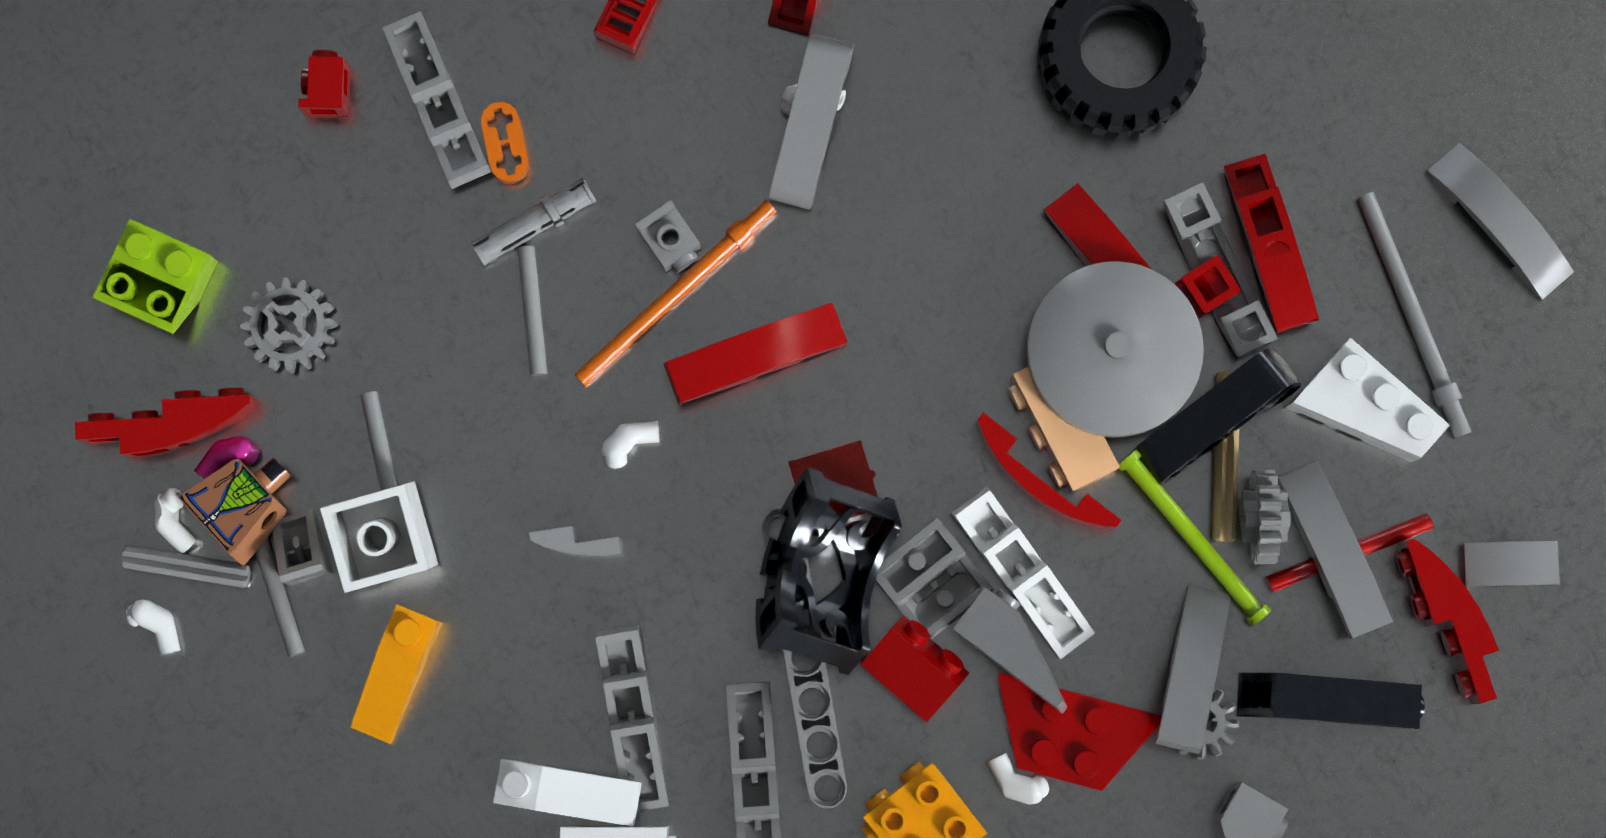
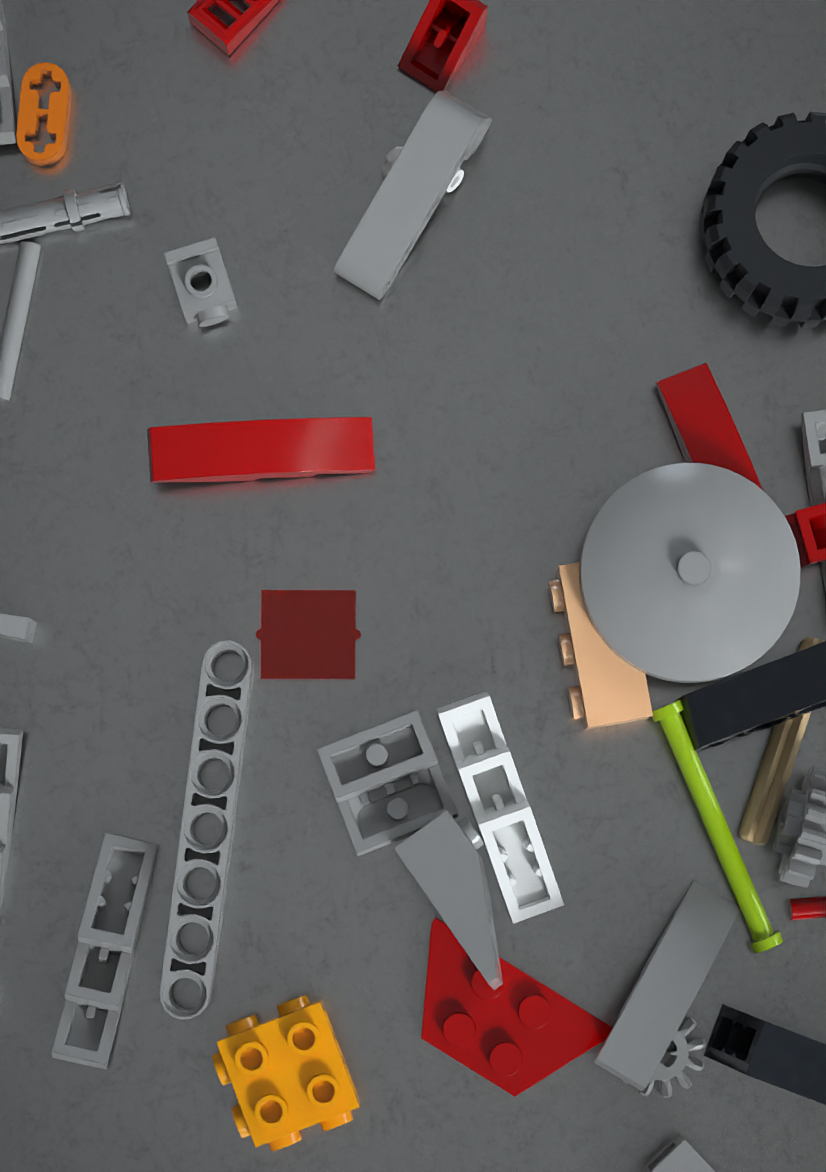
camera: 15 degrees right, 0 degrees up
(624, 438) = (77, 503): white arm -> none
(738, 235) = (285, 305): orange bar -> none
(849, 602) = (189, 767): black fence -> none
(915, 667) = (335, 881): red brick -> none
(1016, 786) = (414, 1060): white arm -> none
(1086, 512) = (518, 644): red slope -> none

